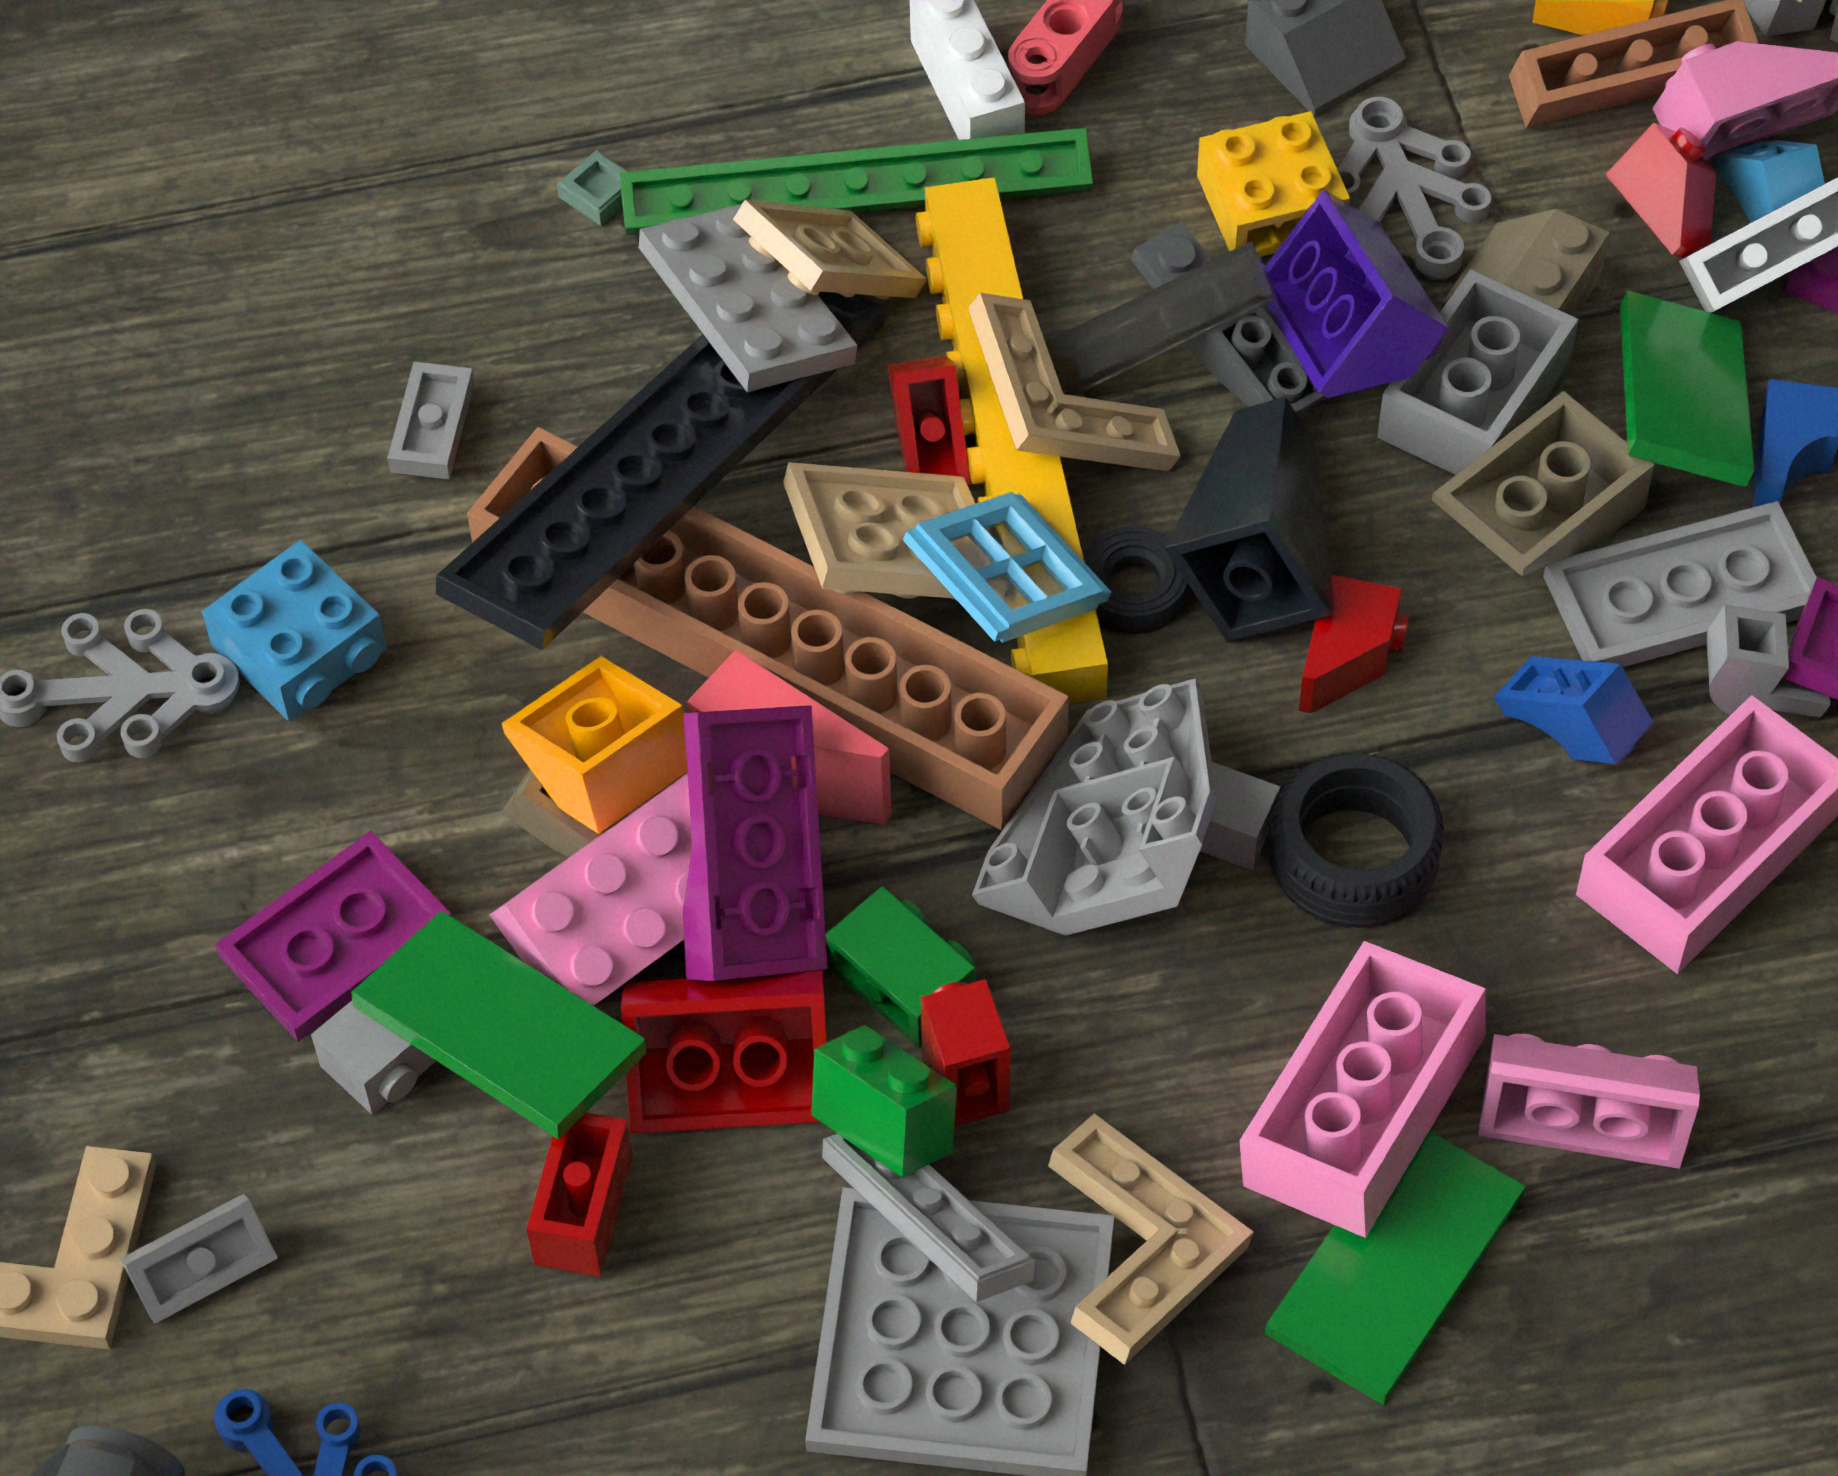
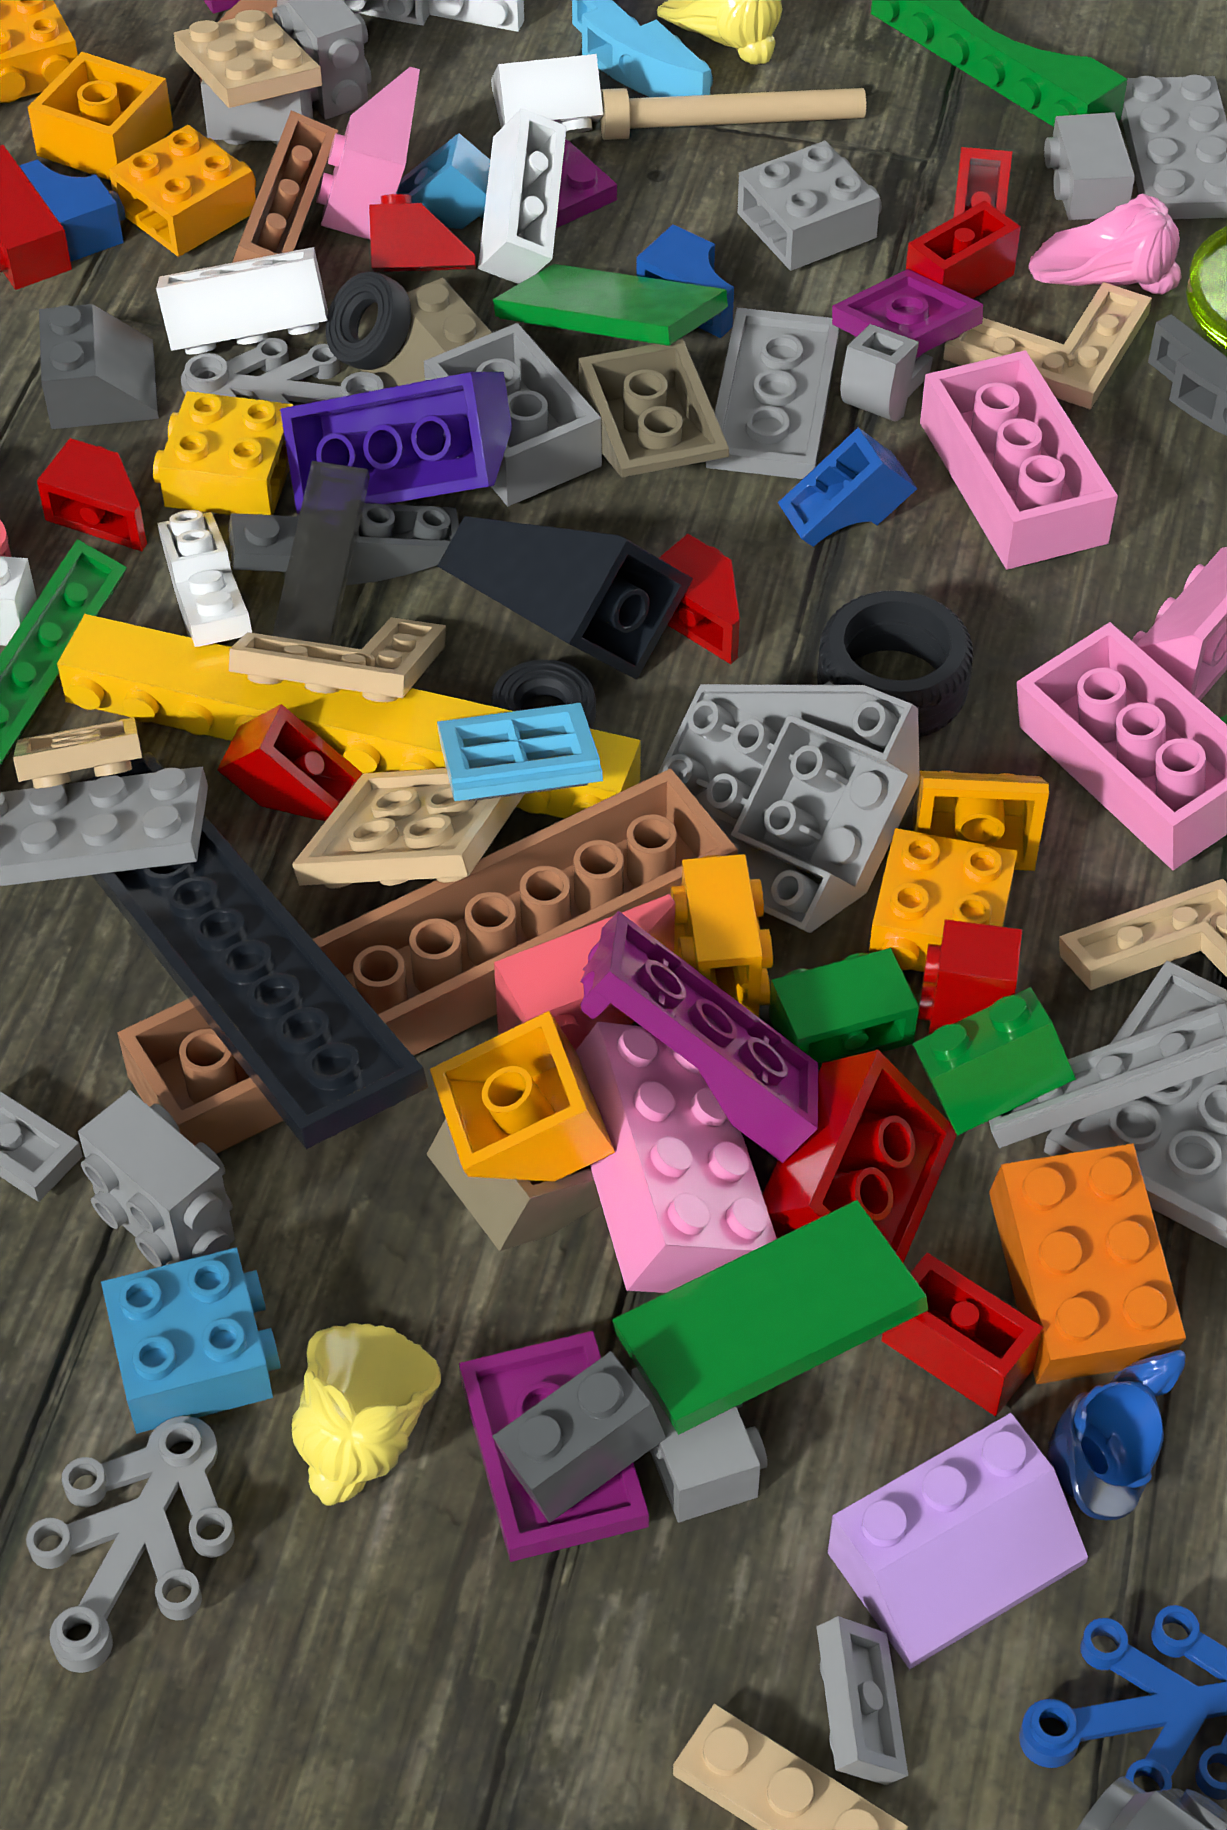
camera: 65 degrees left, 5 degrees down
(302, 775) = (359, 1405): none -> light yellow hair
(309, 932) = (580, 1436): none -> dark grey brick
(383, 1274) = (957, 1540): none -> lavender slope
(414, 532) = (156, 1182): none -> light grey brick
(520, 1352) = (1114, 1437): none -> blue hair
(703, 1262) = (1086, 1261): none -> orange brick
(900, 825) = (721, 928): none -> light orange brick
(1065, 996) = (935, 881): none -> light orange brick
(1097, 257) = (203, 578): none -> white slope
(1167, 113) = (92, 494): none -> red slope
(1199, 981) = (984, 810): none -> light orange slope
(1476, 95) = (242, 301): none -> white brick
(1517, 204) = (388, 331): none -> black tyre

